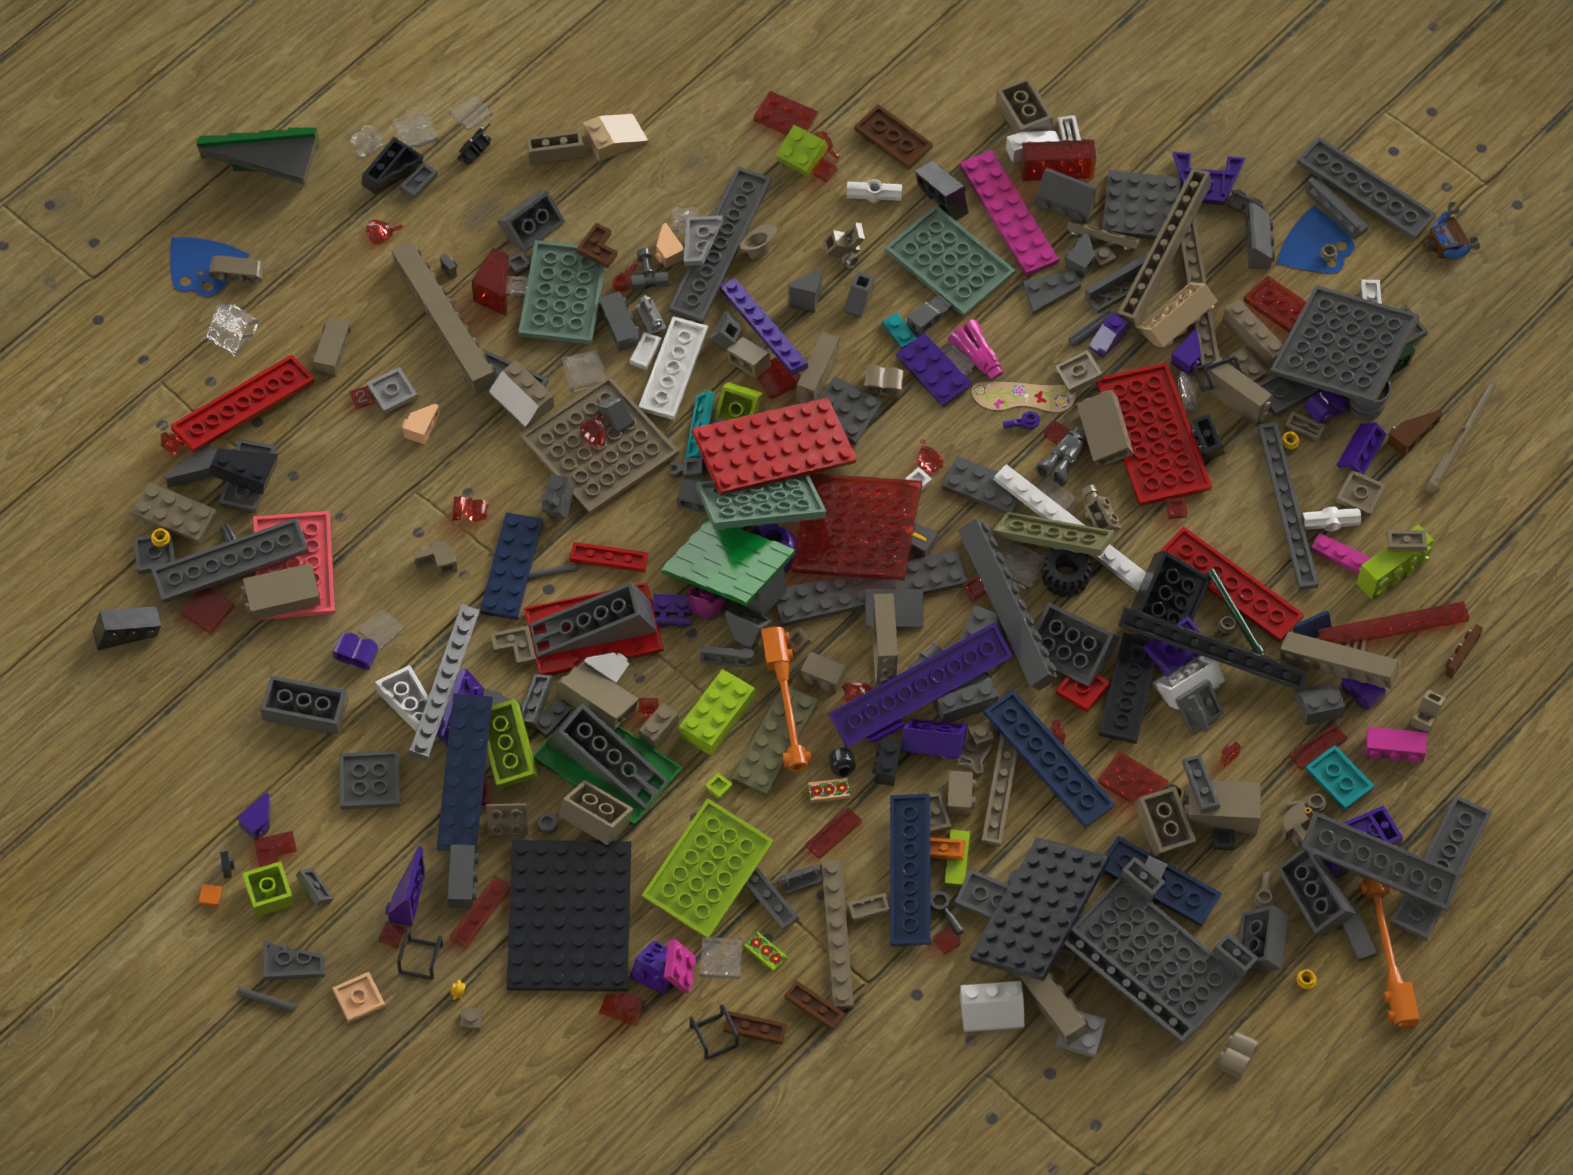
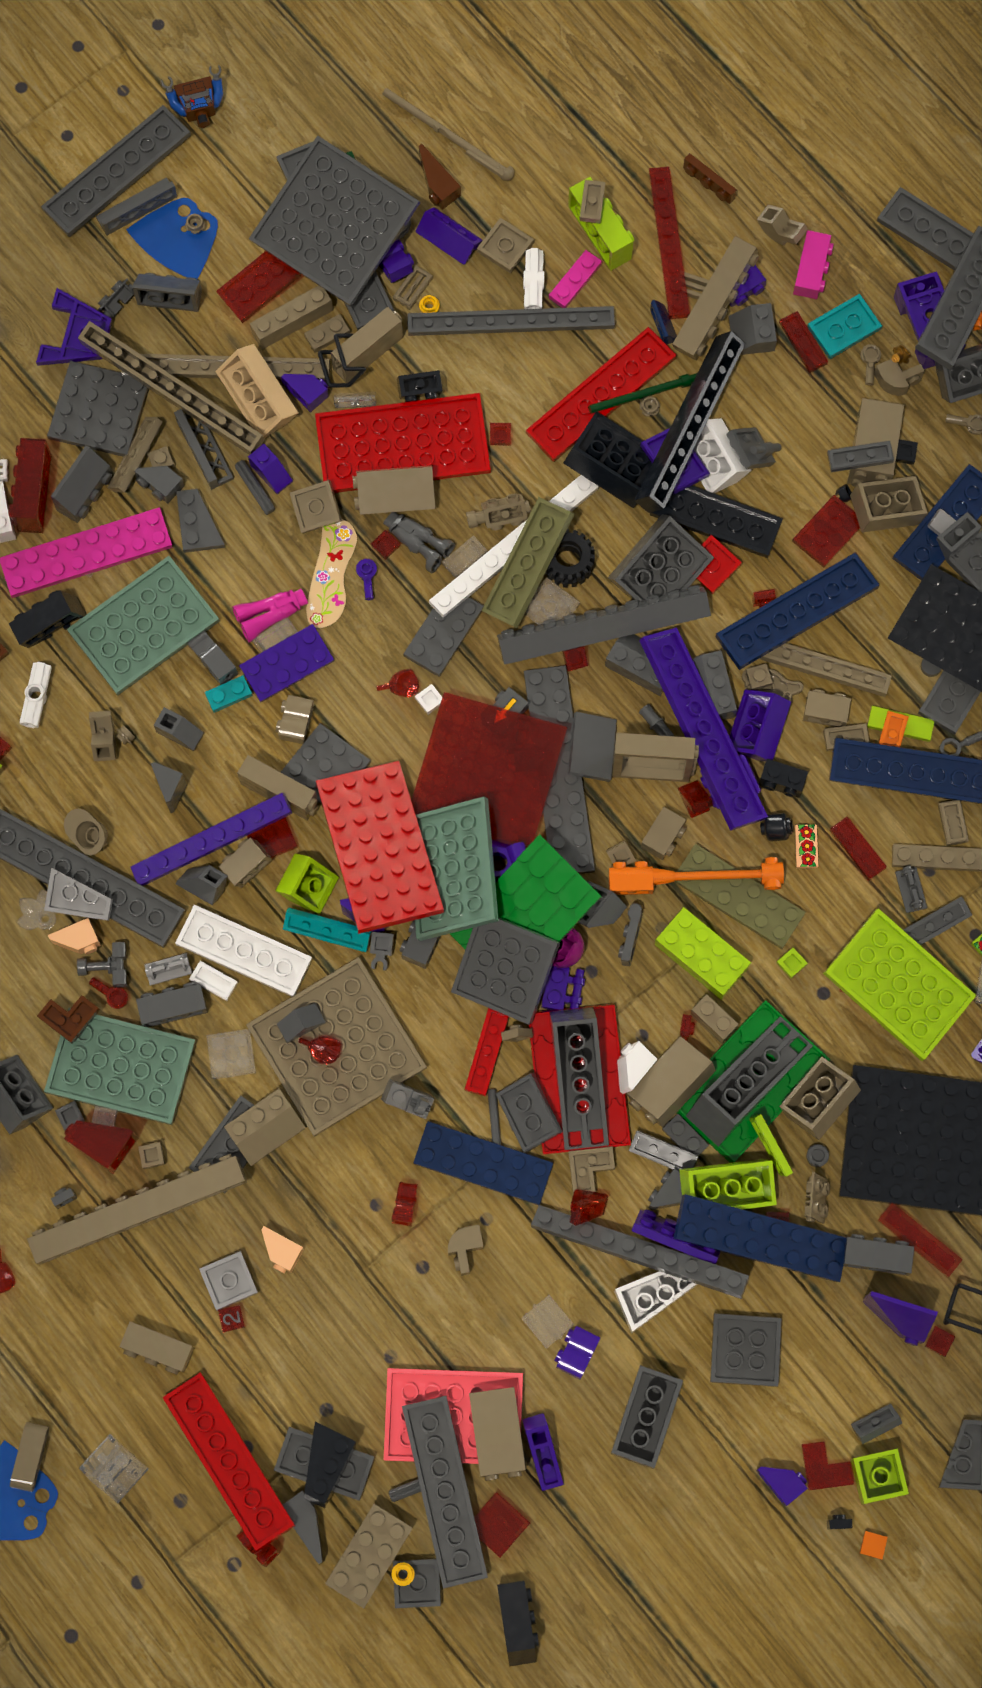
camera: 80 degrees left, 15 degrees up
(270, 632) = (542, 1451): none -> dark purple slope
(481, 644) = (587, 1206): none -> clear red slope
(490, 323) = (151, 1155): none -> dark tan plate
(550, 779) = (770, 1145): none -> lime tile
(557, 591) = (528, 1112): none -> dark grey tile
(625, 573) = (516, 1034): none -> dark tan plate
(680, 555) = (506, 968): none -> dark grey plate
(1230, 753) = (806, 428): clear red plate -> none
(1371, 290) = (258, 190): white plate -> none

